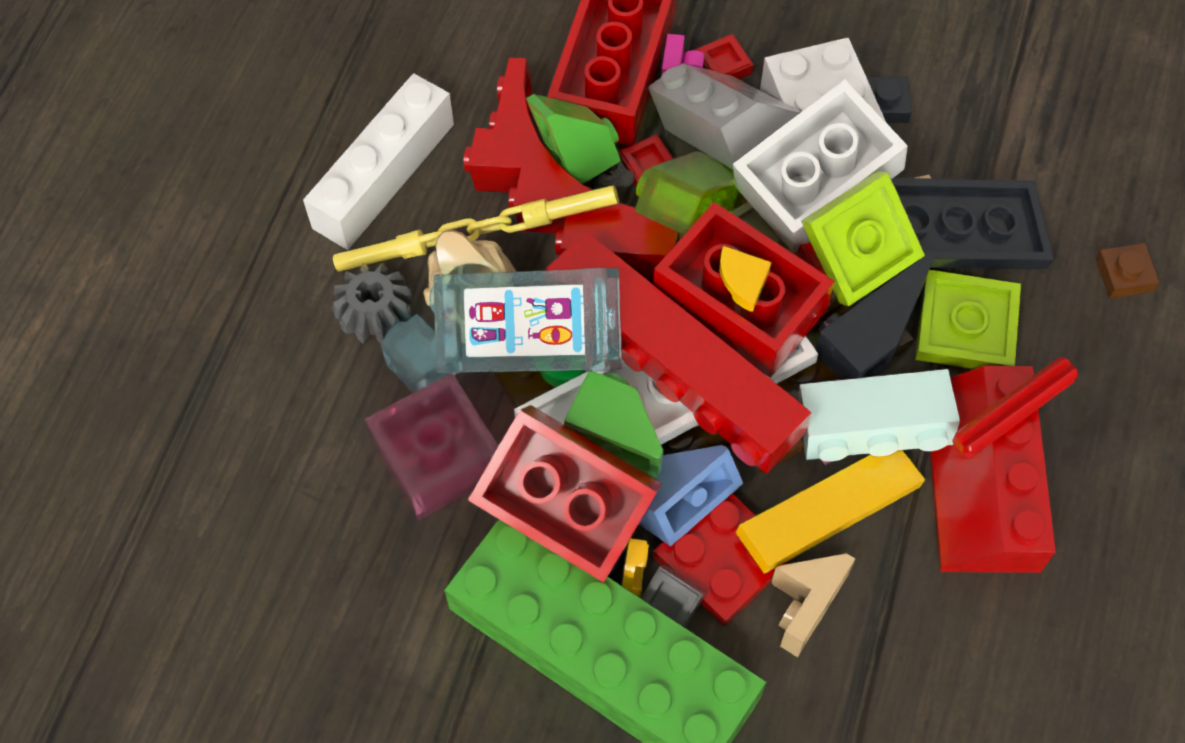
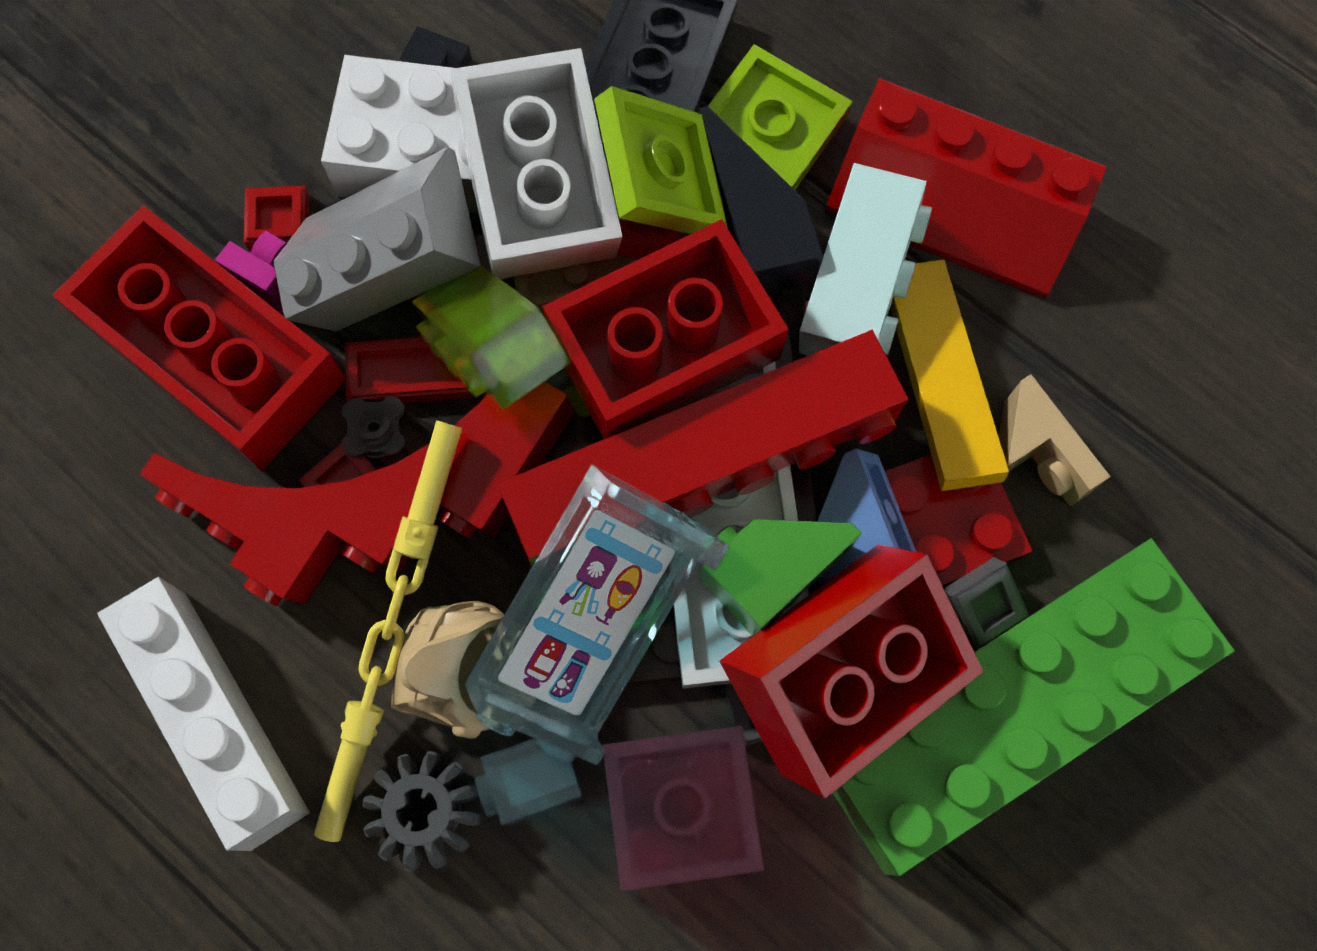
camera: 70 degrees left, 10 degrees up
(575, 137) = (320, 440): bright green slope -> none
(743, 276) = (676, 318): yellow tile -> none
(1014, 407) = (937, 117): red axle -> none

